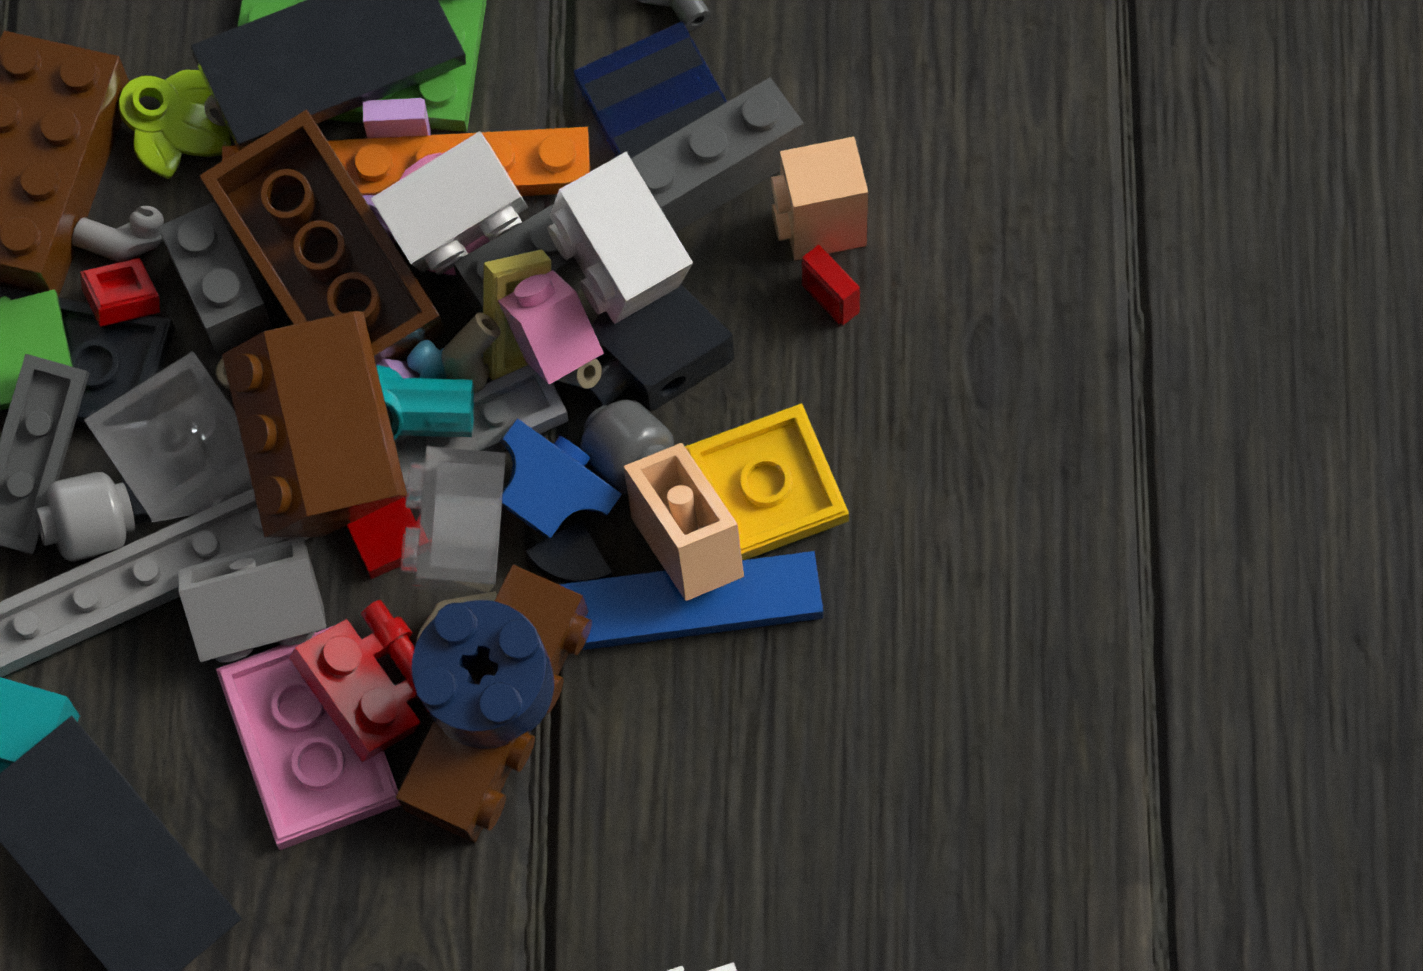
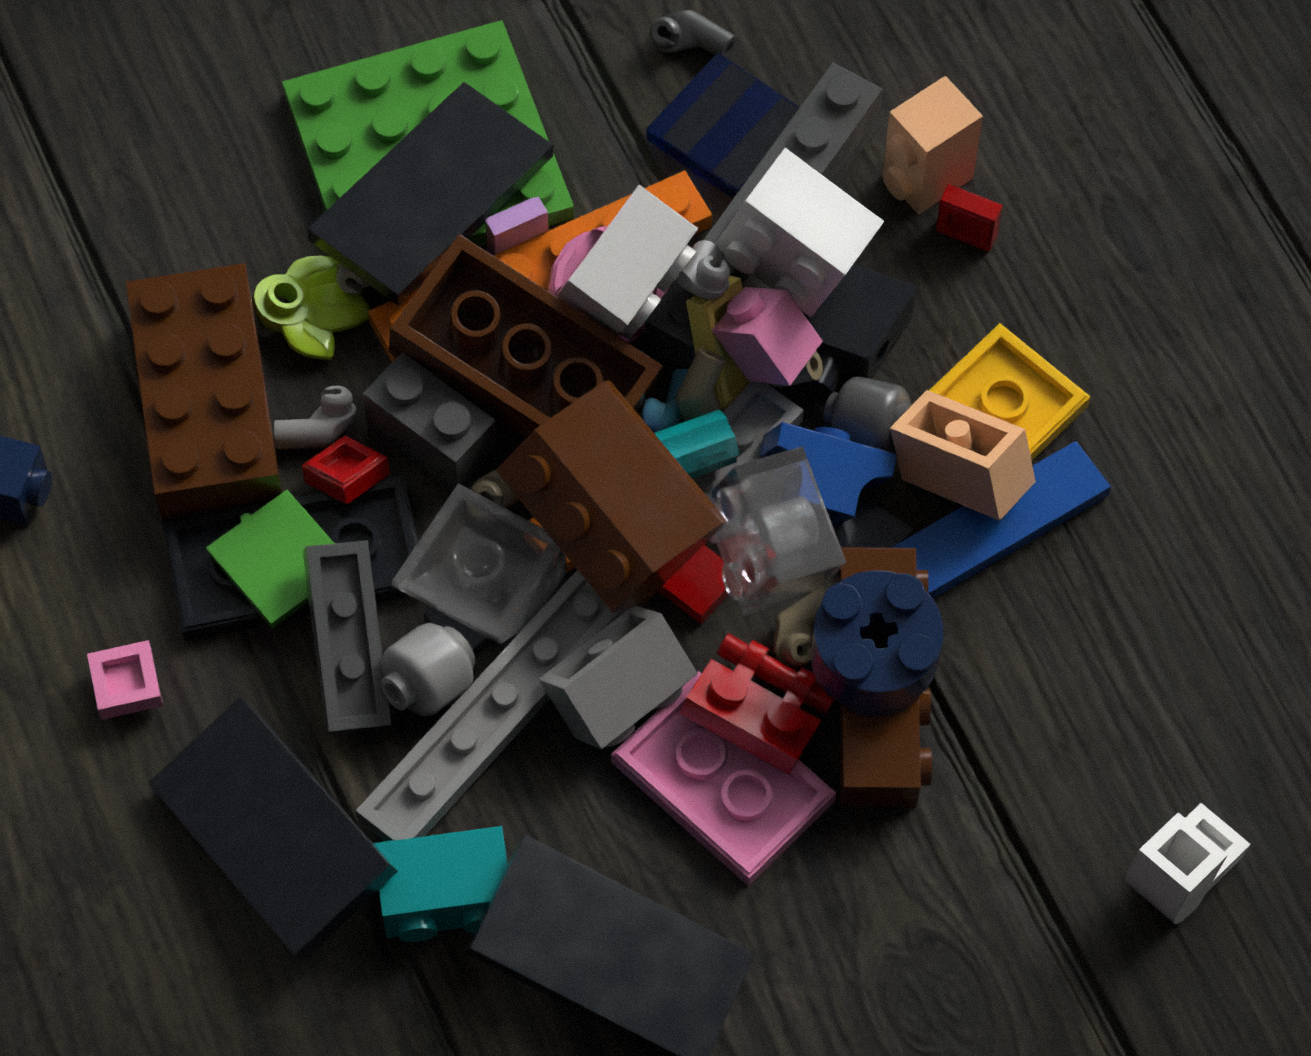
camera: 30 degrees left, 5 degrees down
(512, 243) = (701, 274): none -> light grey arm

